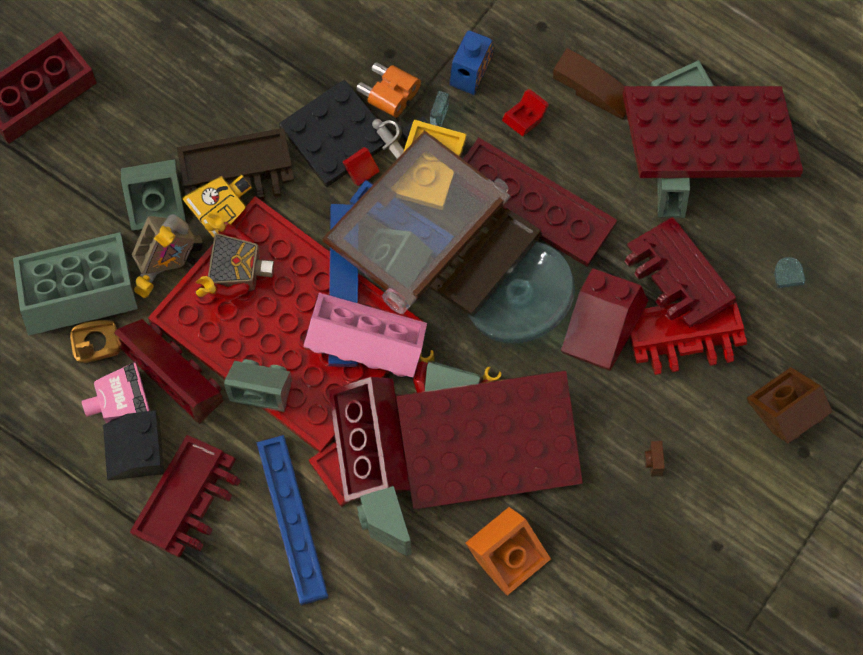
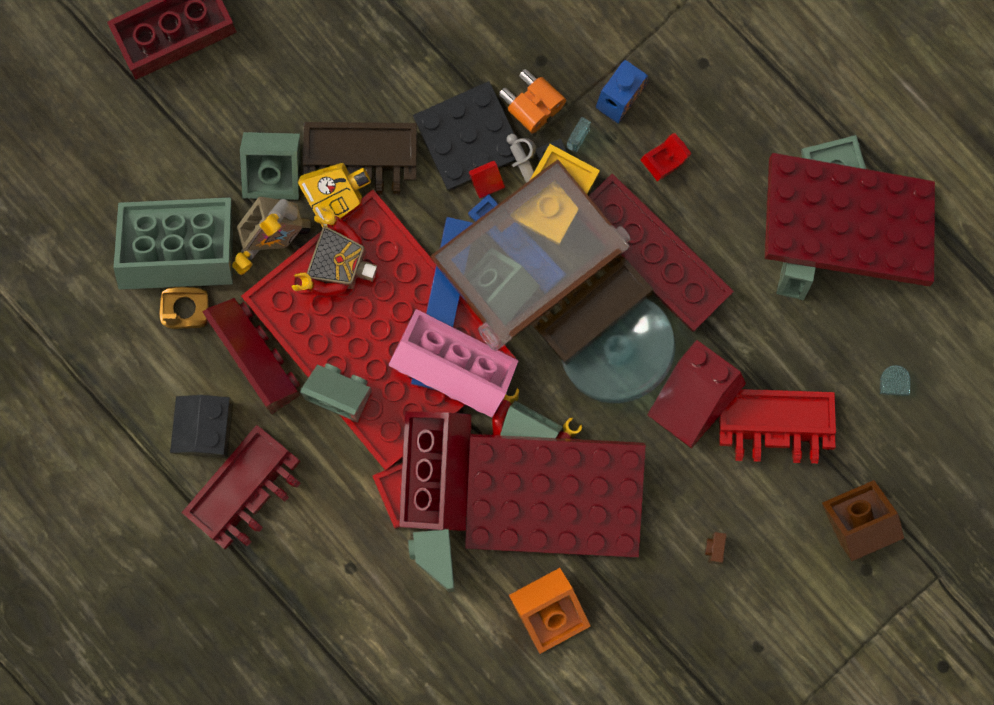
camera: 10 degrees right, 10 degrees up
(118, 394) = (197, 371): bright pink torso -> none
(292, 520) = (344, 532): blue tile -> none
(590, 83) = (740, 138): reddish brown slope -> none
(681, 273) = (787, 360): dark red hinge -> none

